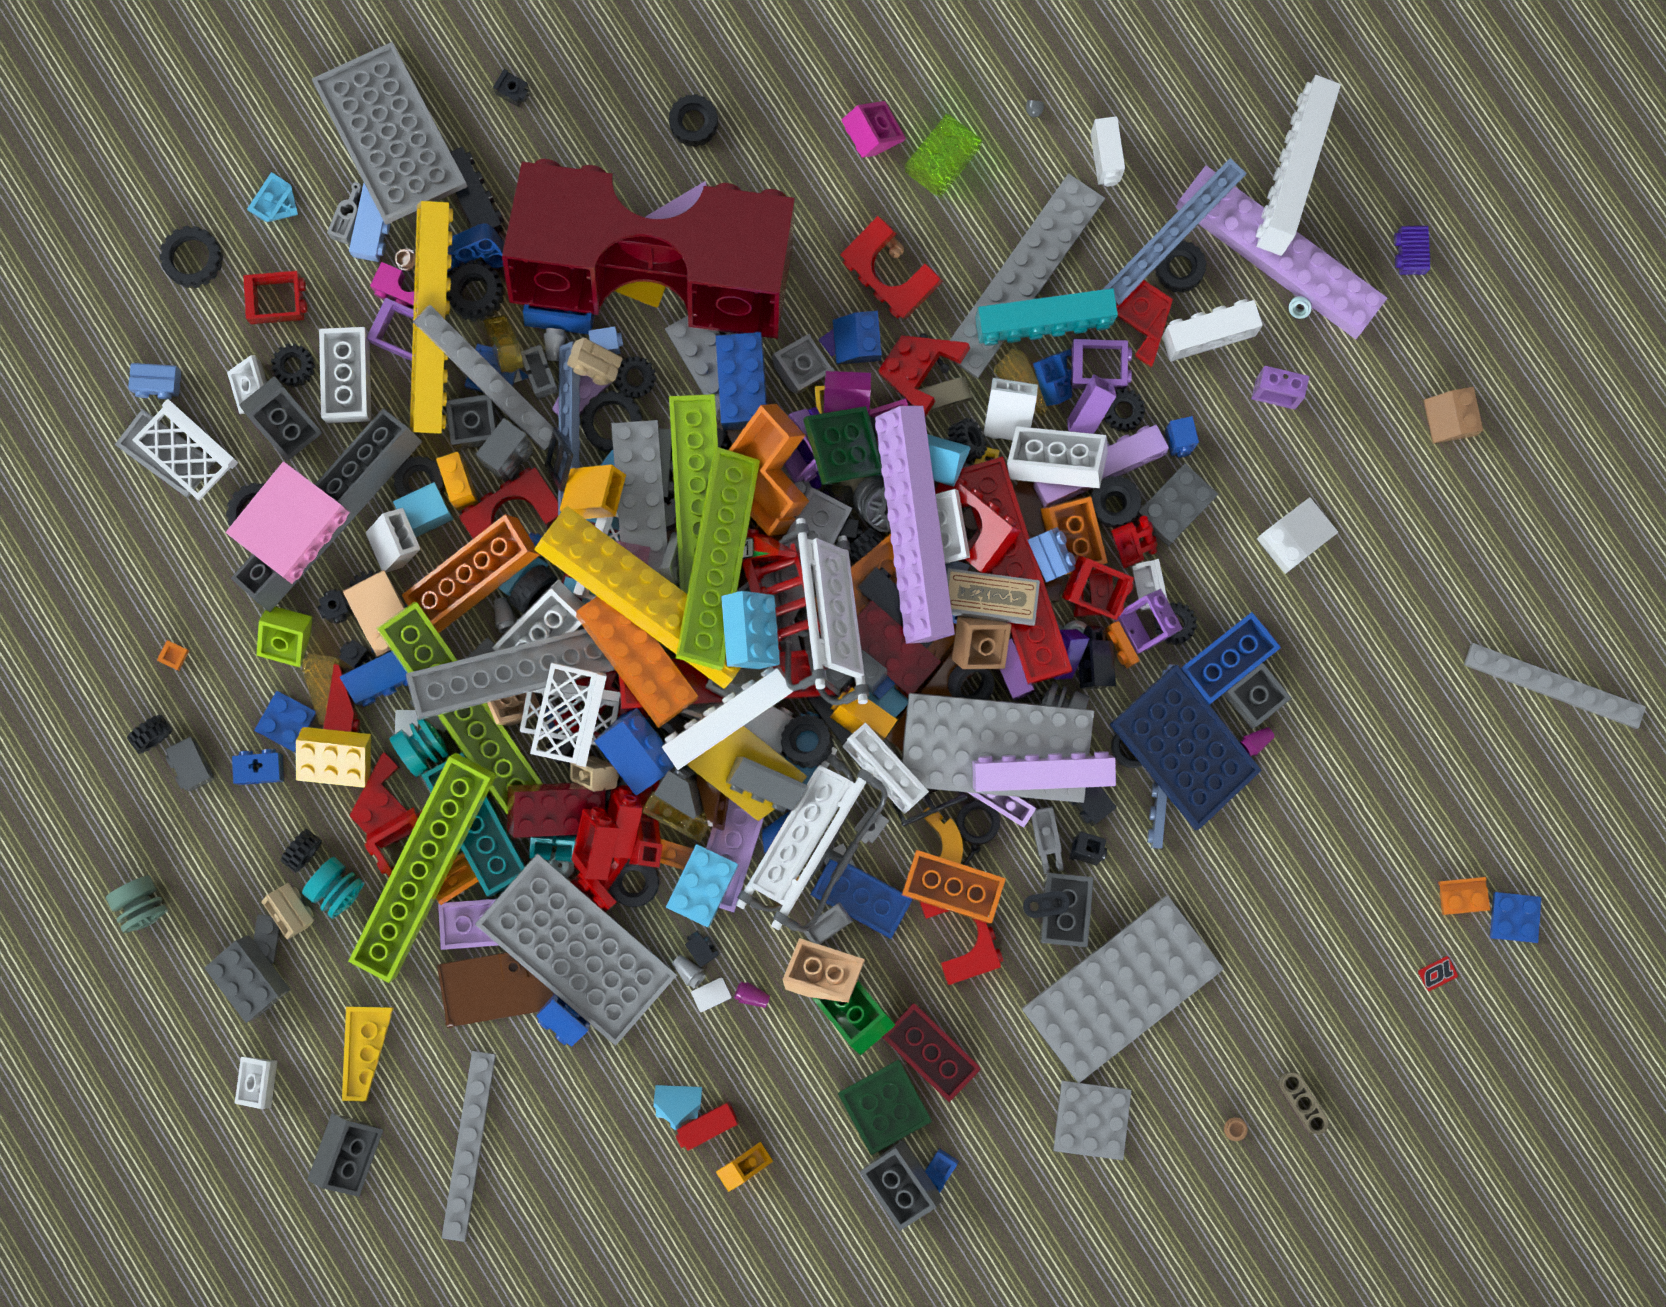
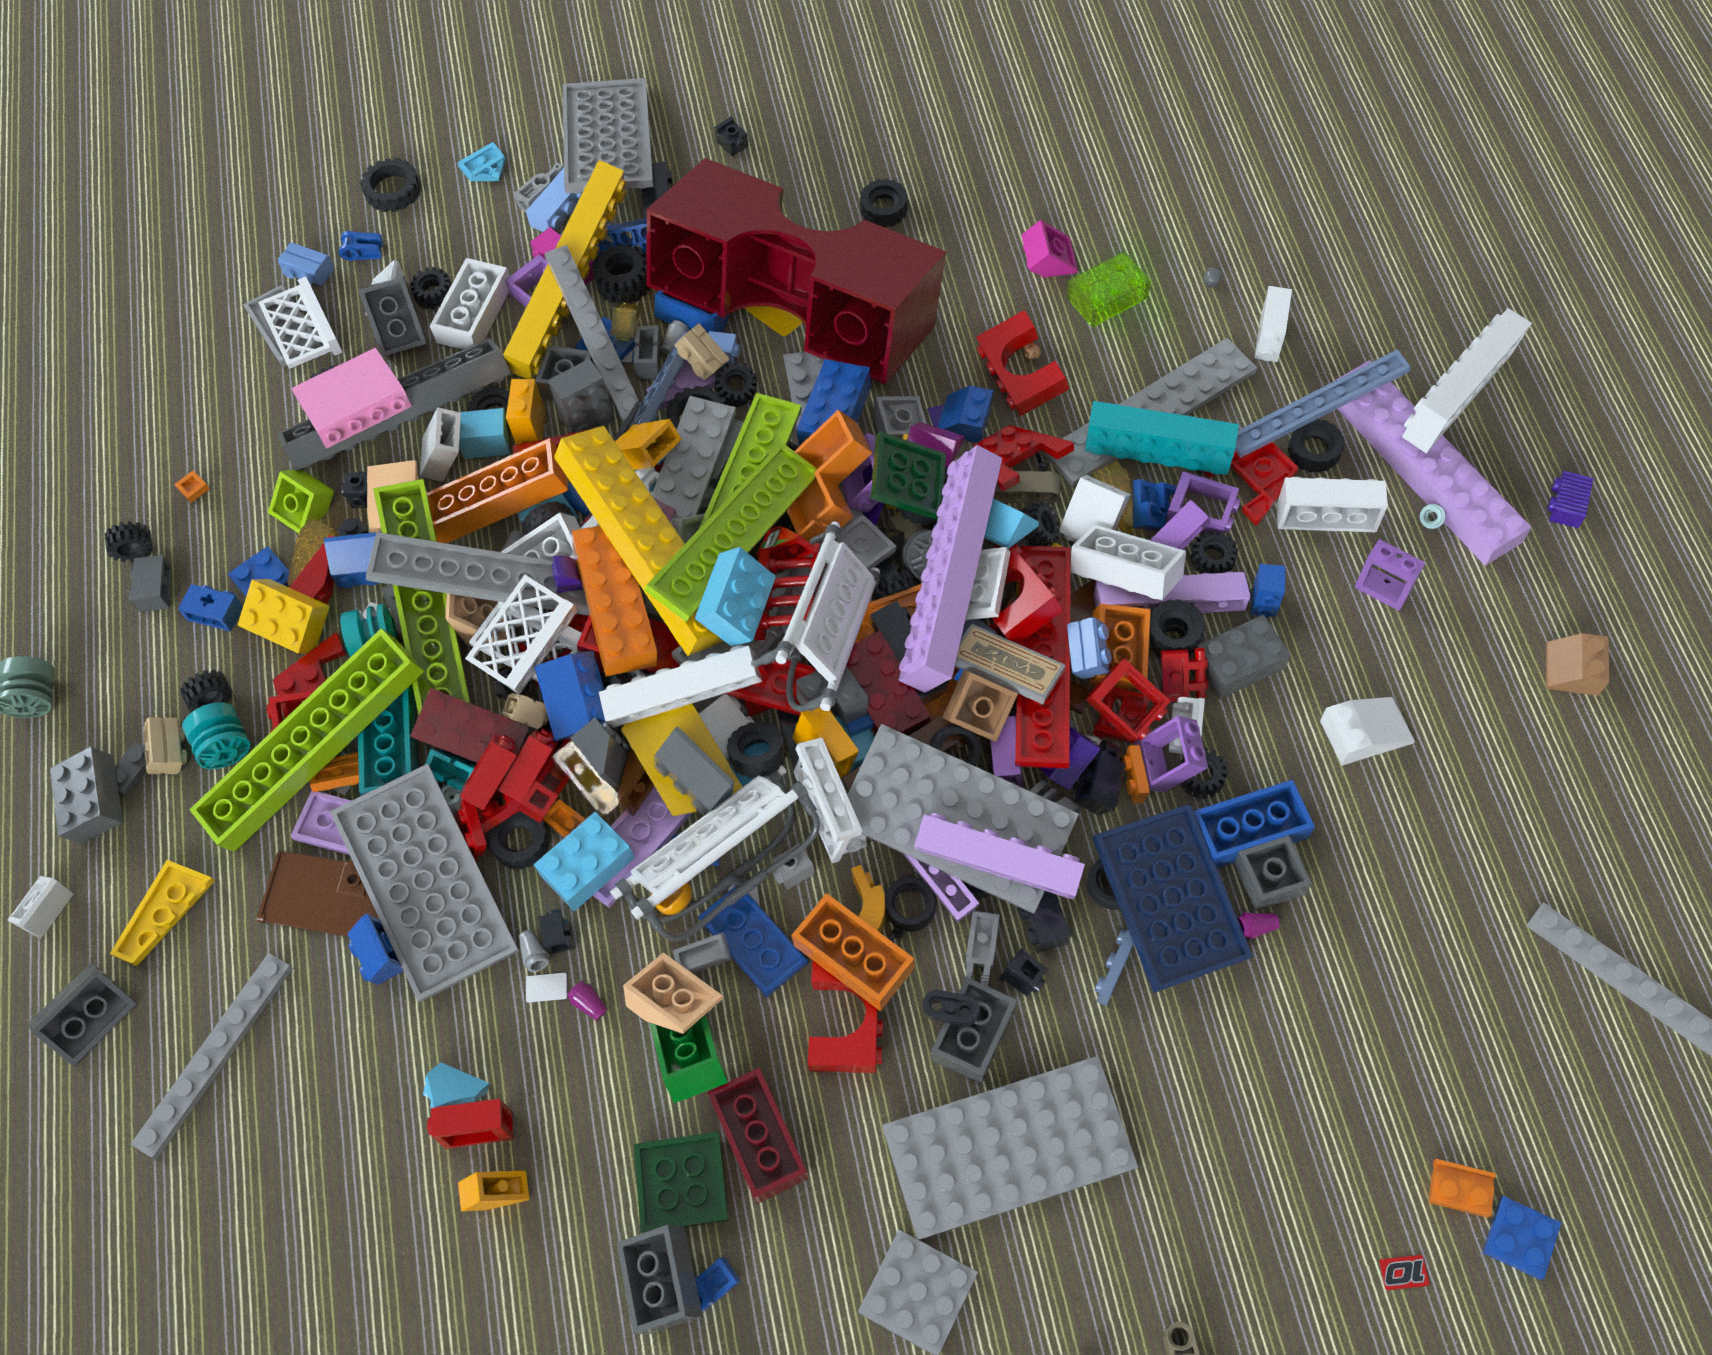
camera: 25 degrees right, 20 degrees down
(191, 337) = (361, 246): none -> blue piece
(251, 296) = (432, 215): red window -> none
(582, 646) = (565, 574): none -> dark purple brick
(932, 810) = (865, 866): black window -> none

